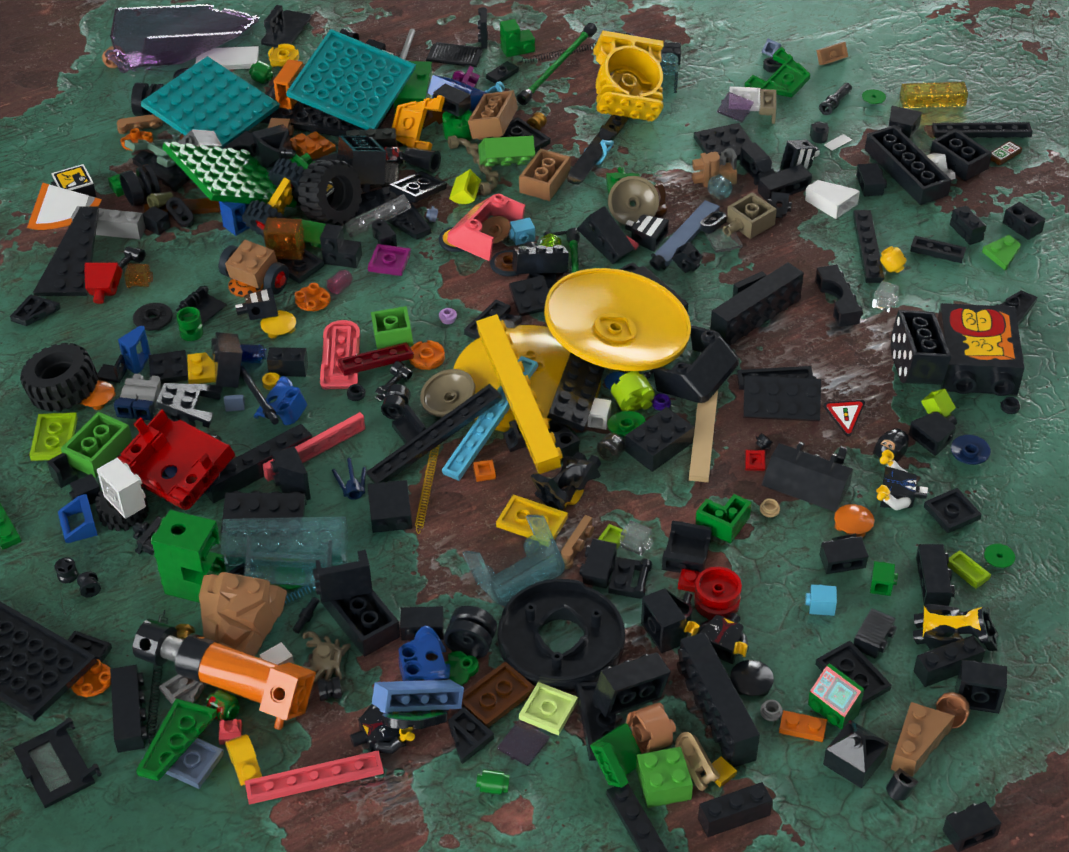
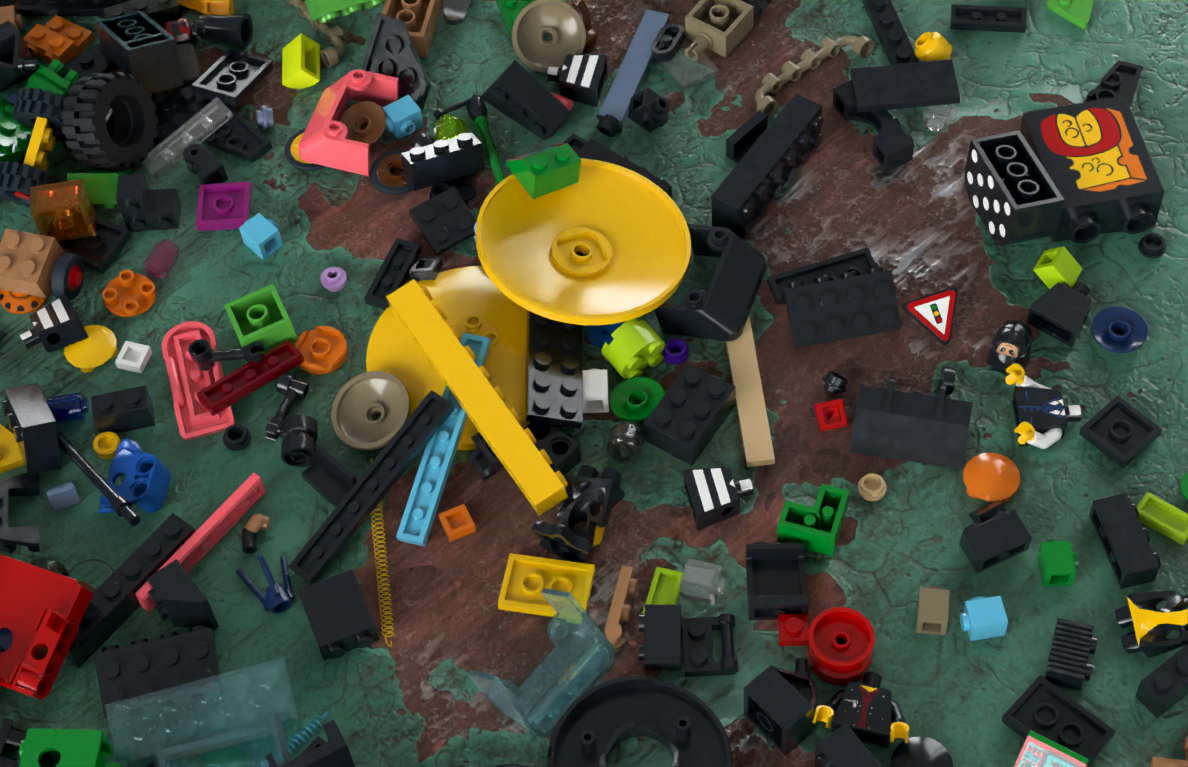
camera: 10 degrees left, 10 degrees up
(304, 333) = (133, 357): none -> white plate
(346, 450) = (250, 530): none -> arm
(349, 340) = (205, 356): none -> black brick
(408, 281) = (261, 236): none -> medium azure brick
(527, 190) = (395, 55): none -> black plate
(605, 271) = (546, 169): none -> green slope
(661, 489) = (714, 494): none -> black torso
(787, 588) = (932, 611): none -> dark tan brick
(807, 250) = (861, 46): none -> dark tan bar
(865, 275) = (905, 85): none -> black tile

